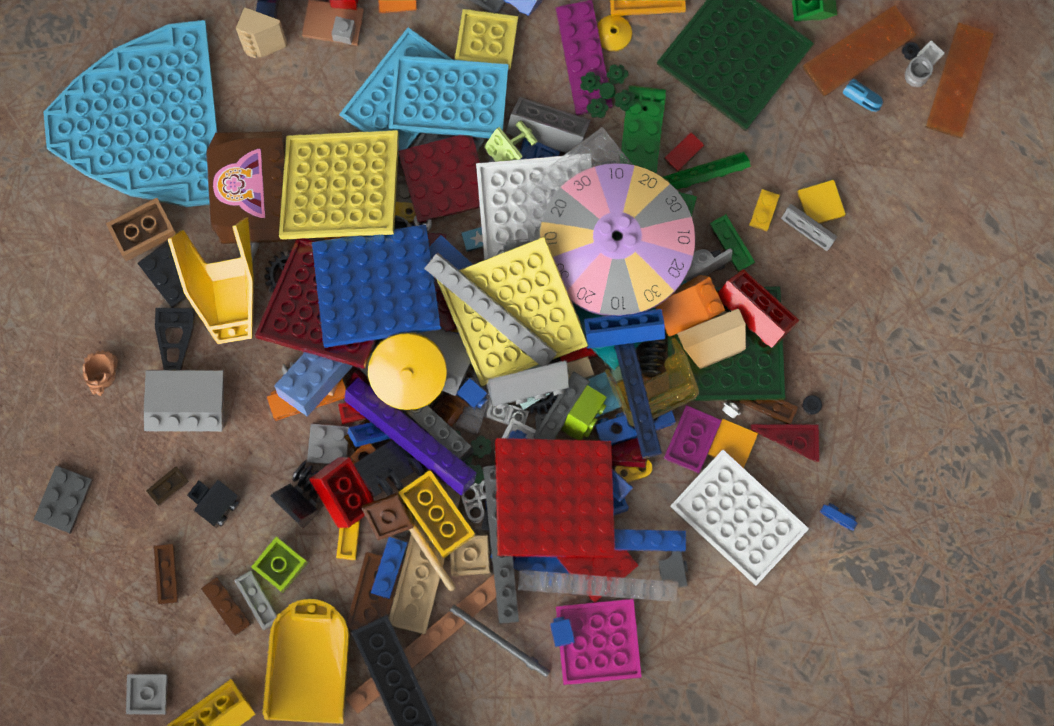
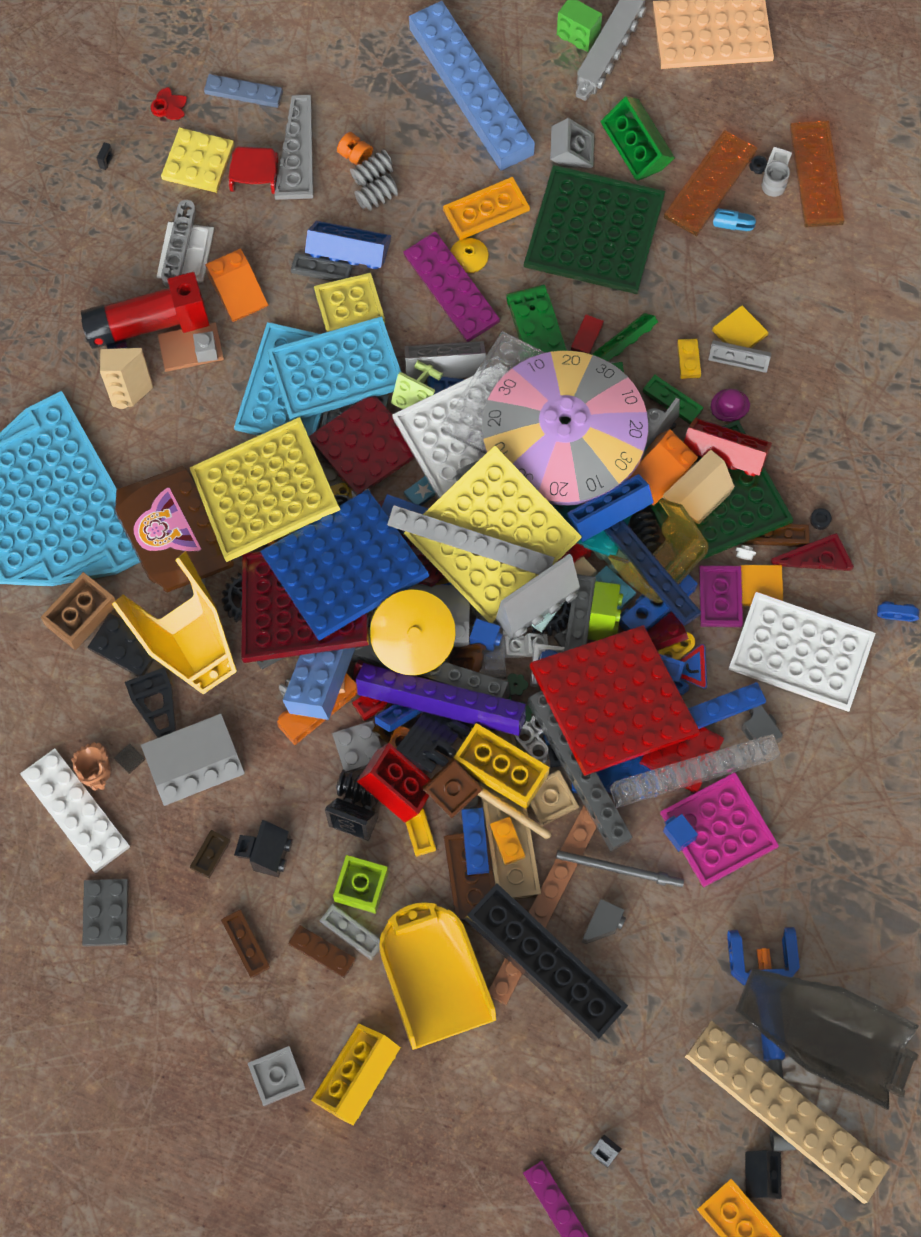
camera: 20 degrees left, 10 degrees down
(71, 402) = (75, 810): none -> white plate
(133, 375) = (129, 758): none -> clear smoke tile
(416, 578) = (507, 841): none -> light orange plate
(467, 680) = (604, 922): none -> dark grey slope
(607, 91) = (488, 305): dark green plant -> none
(641, 494) = (695, 667): none -> piece
(781, 268) = (730, 405): none -> magenta hat

